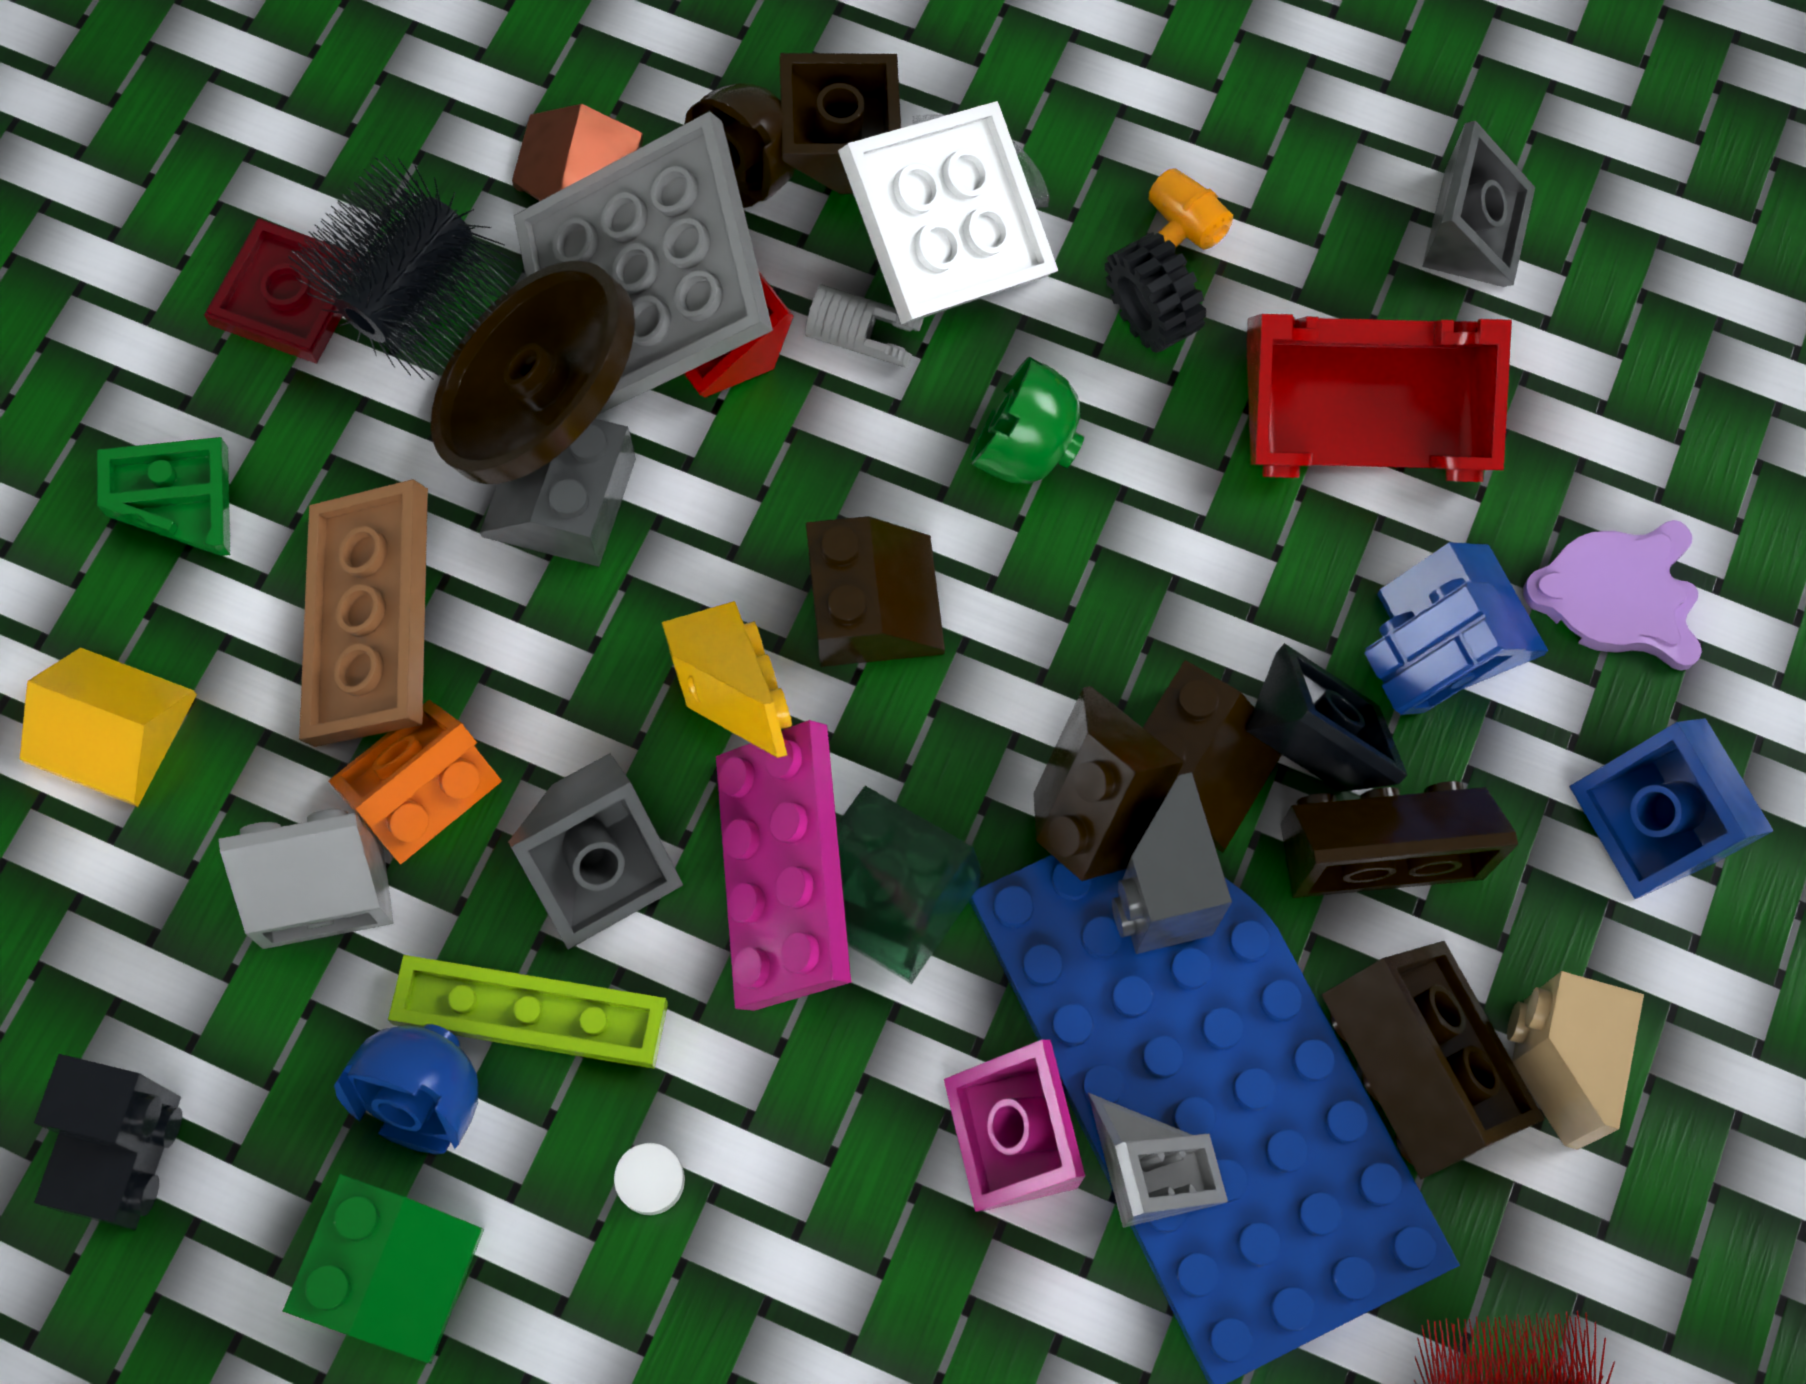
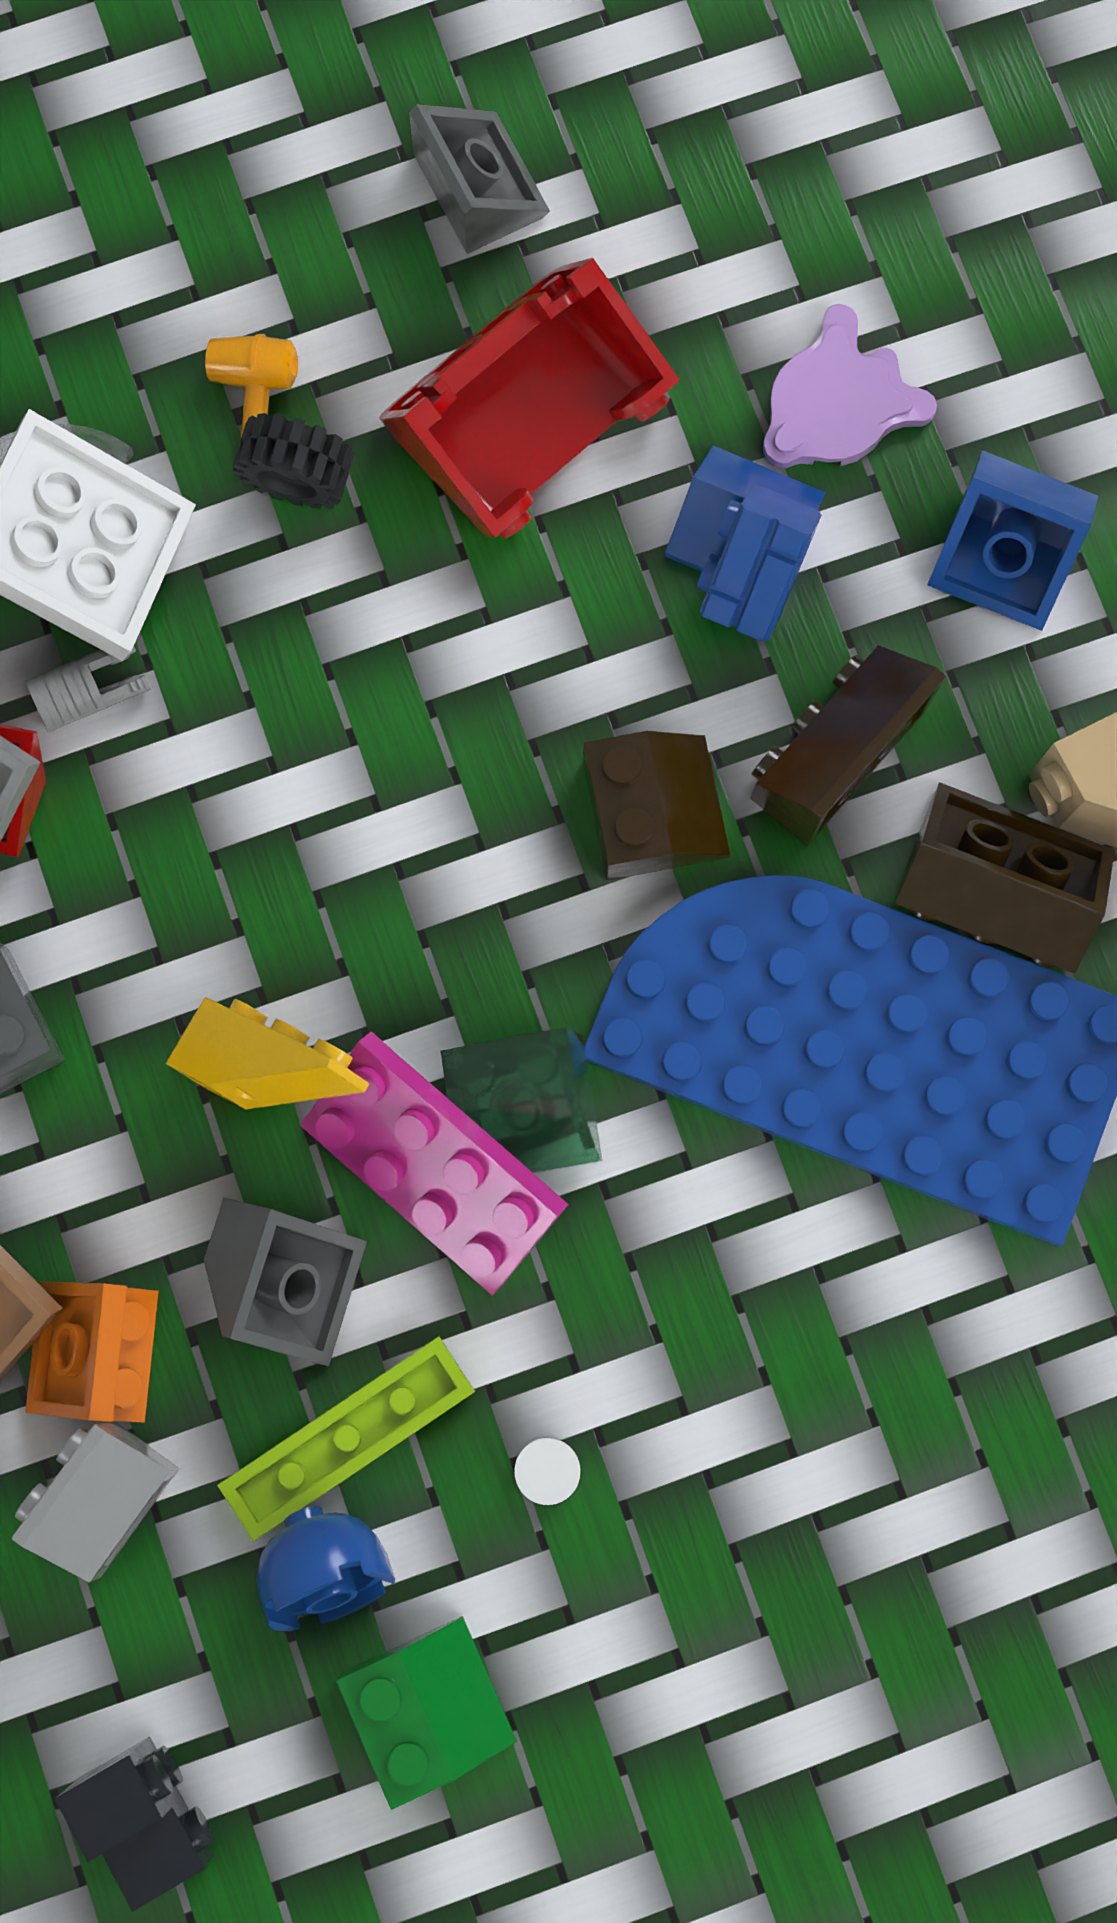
camera: 45 degrees left, 10 degrees up
(873, 591) = (297, 893): dark brown slope -> none
(1015, 1128) = (770, 1196): dark pink slope -> none
(1030, 427) = (299, 658): green cylinder -> none
(1101, 788) = (611, 897): dark brown slope -> none
(1155, 1166) = (891, 1133): light grey slope -> none
(1173, 877) = (722, 915): dark grey slope -> none
(1324, 725) = (723, 697): black slope -> none

